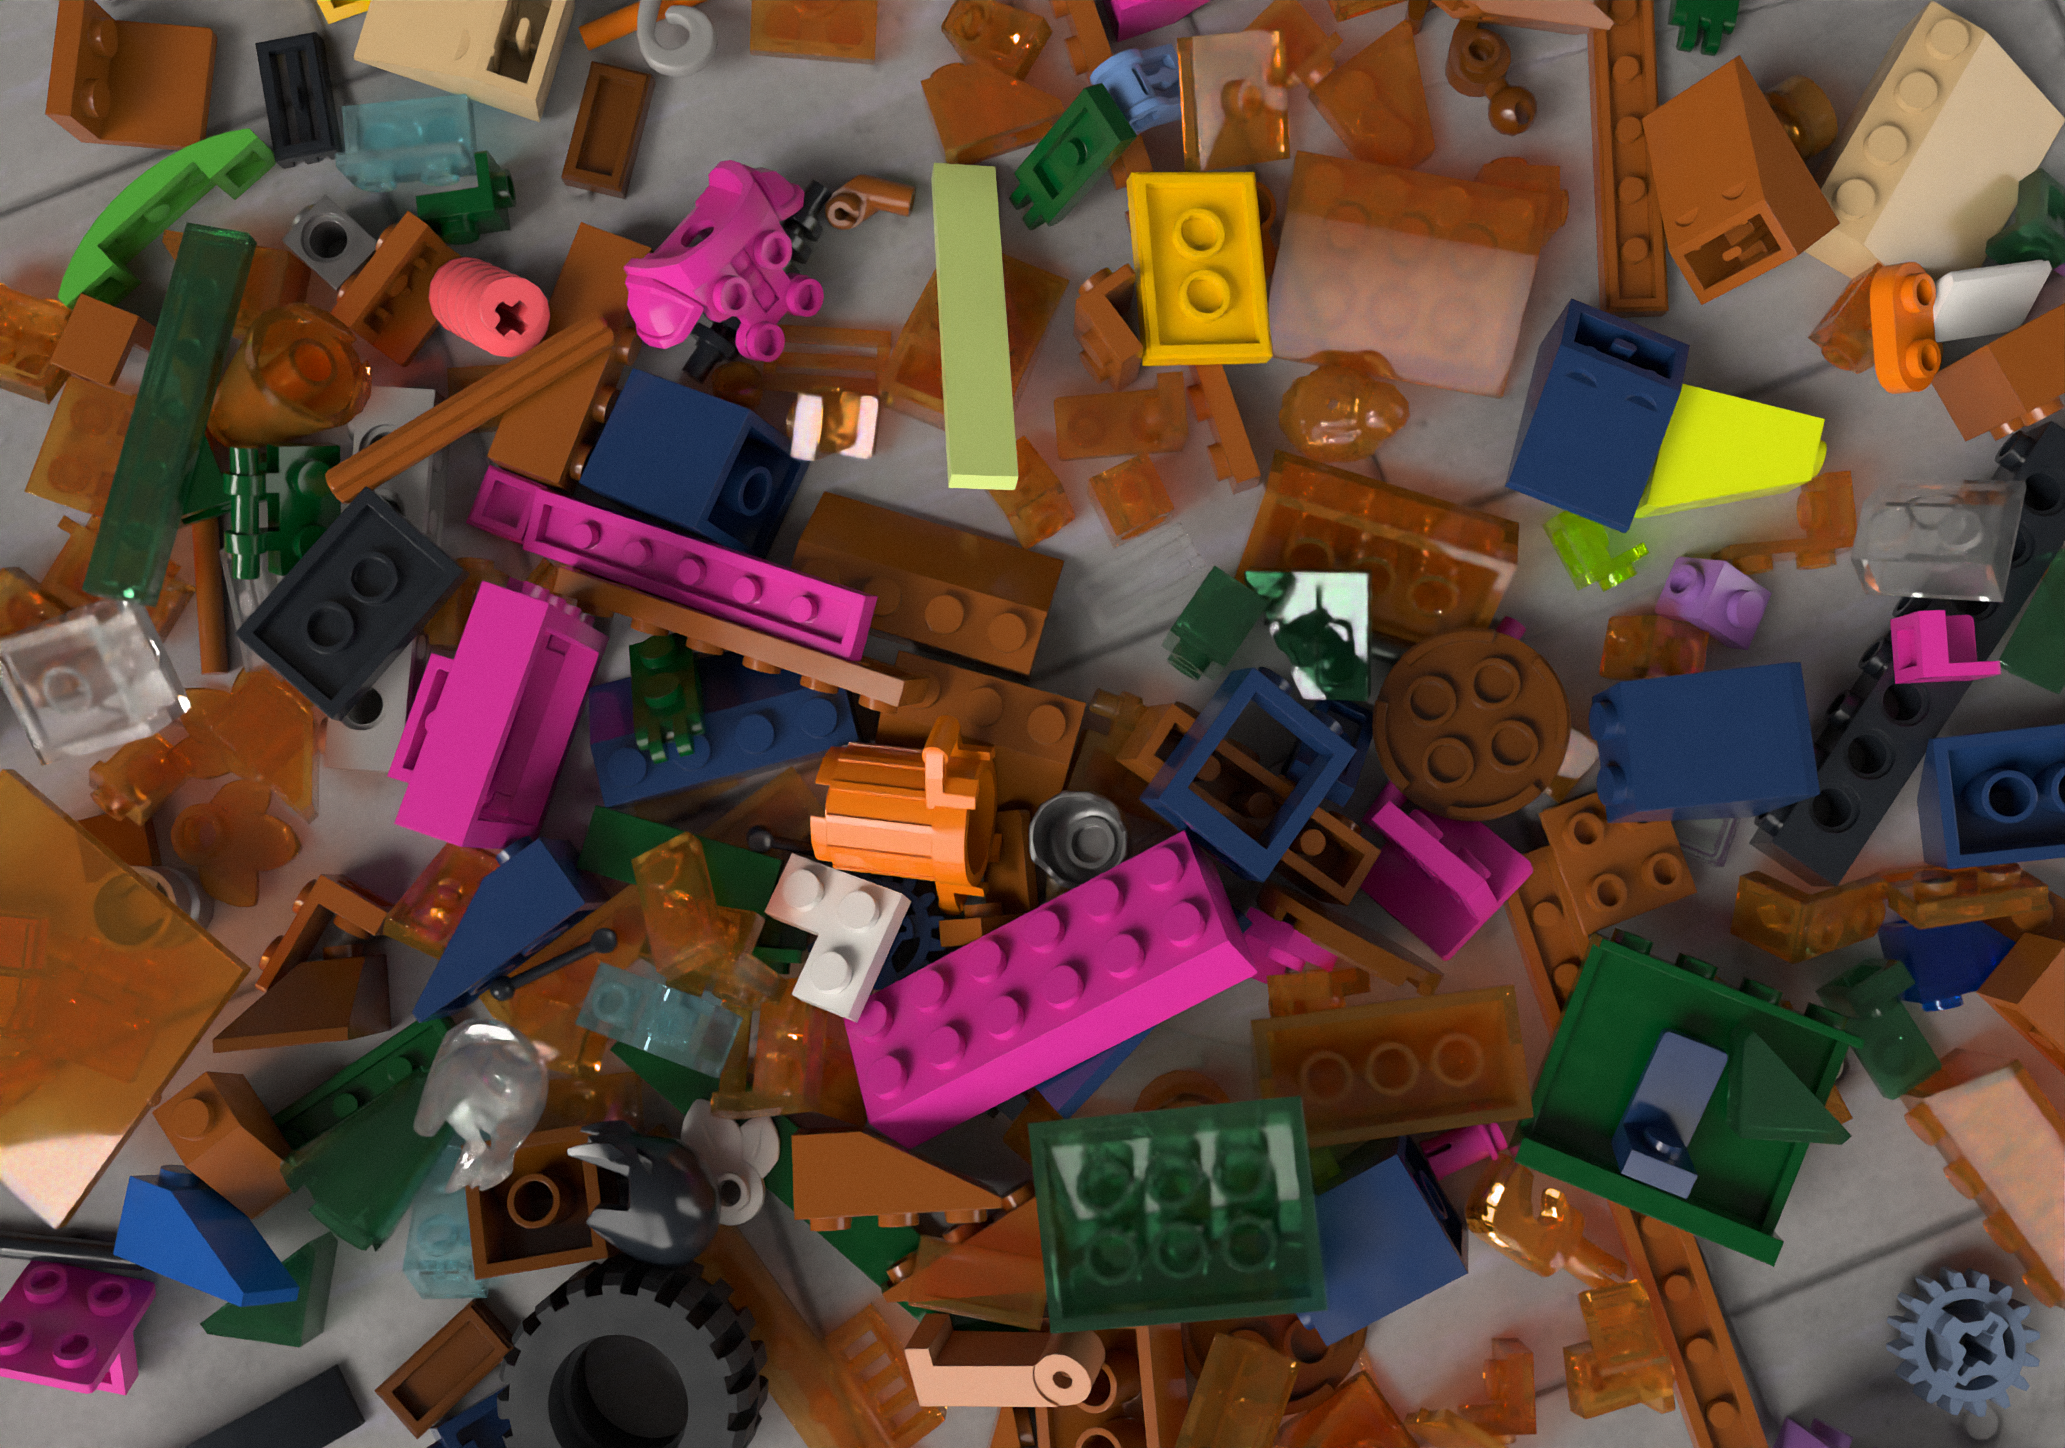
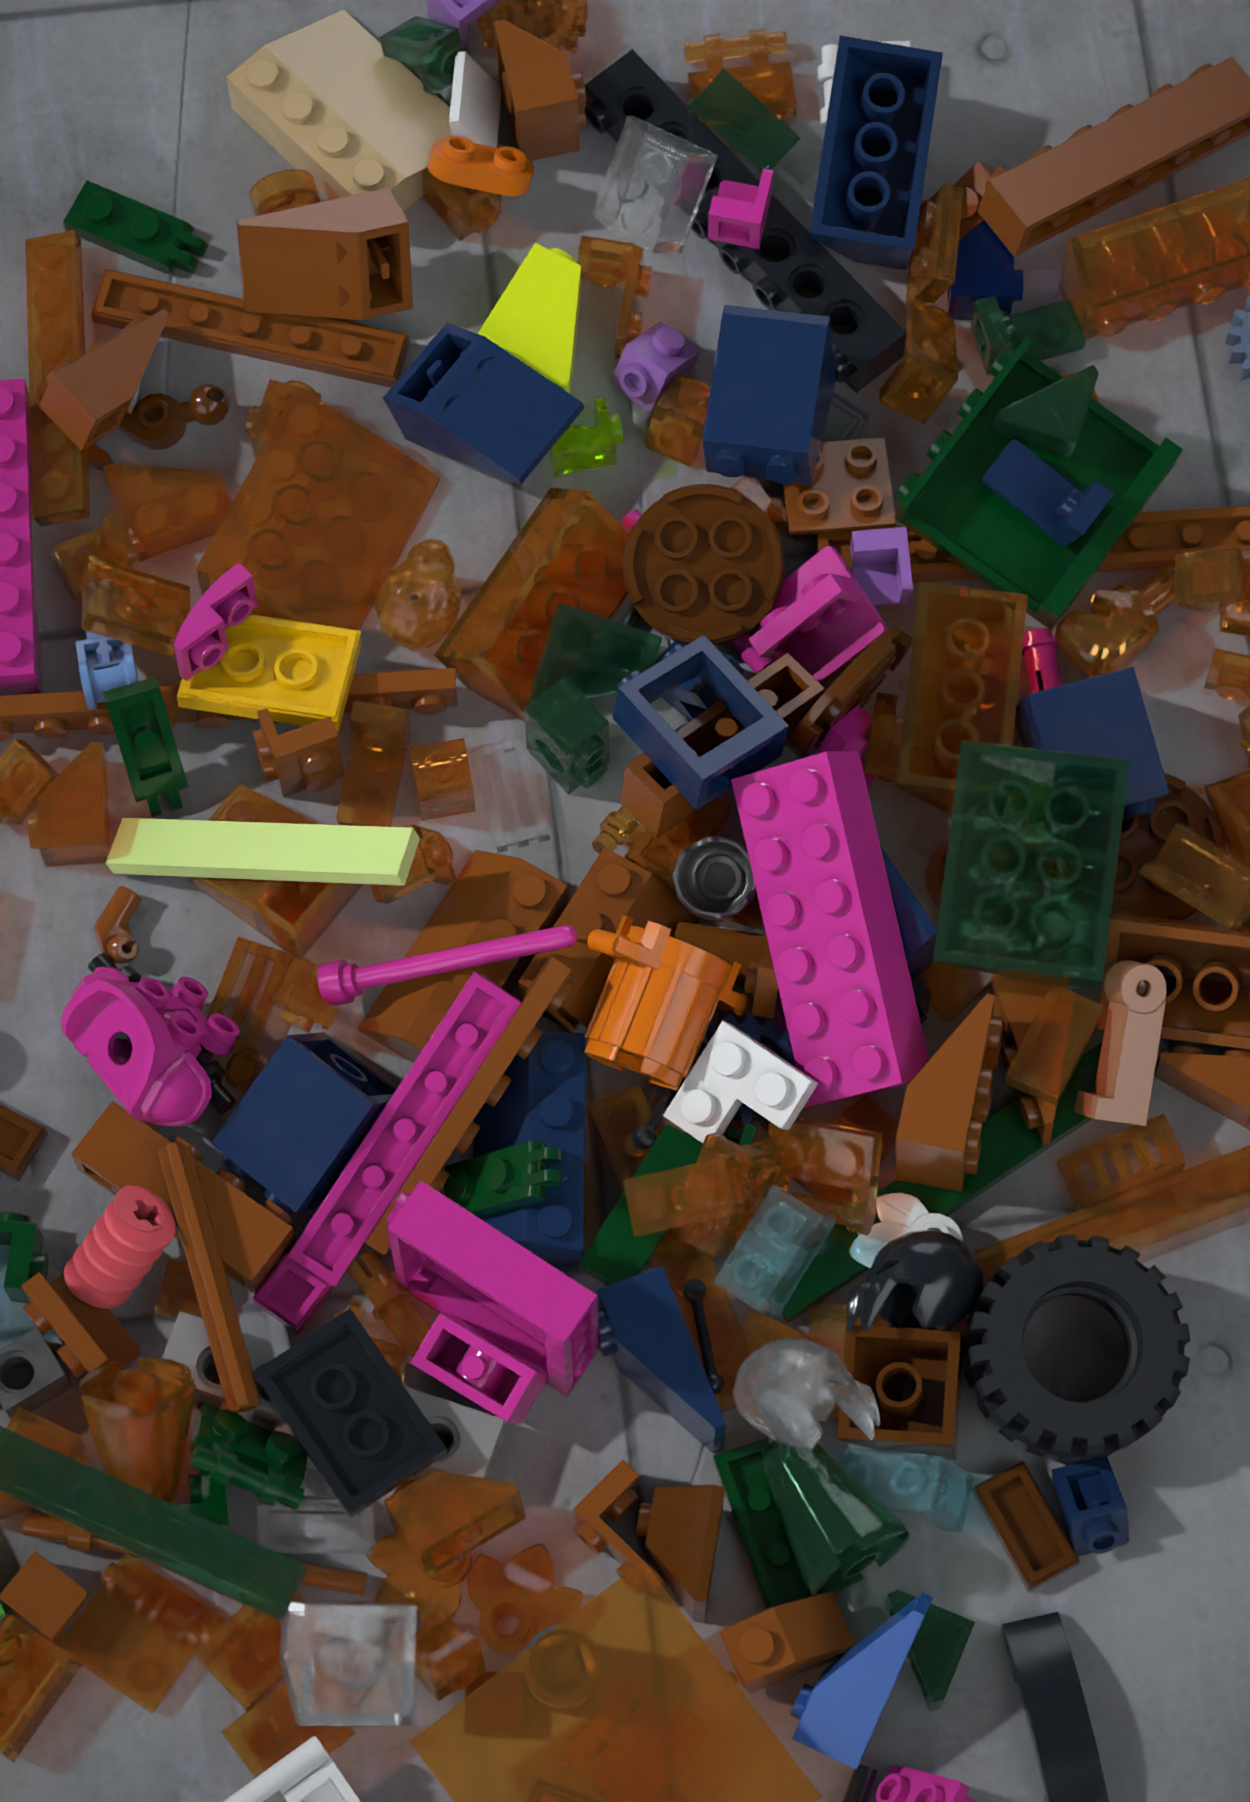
camera: 75 degrees left, 15 degrees down
(439, 898) = (622, 1416): clear orange slope -> none
(856, 457) = (343, 981): none -> dark pink piece
(1202, 172) = (203, 633): none -> dark pink slope
(1525, 934) = (882, 565): none -> medium lavender panel

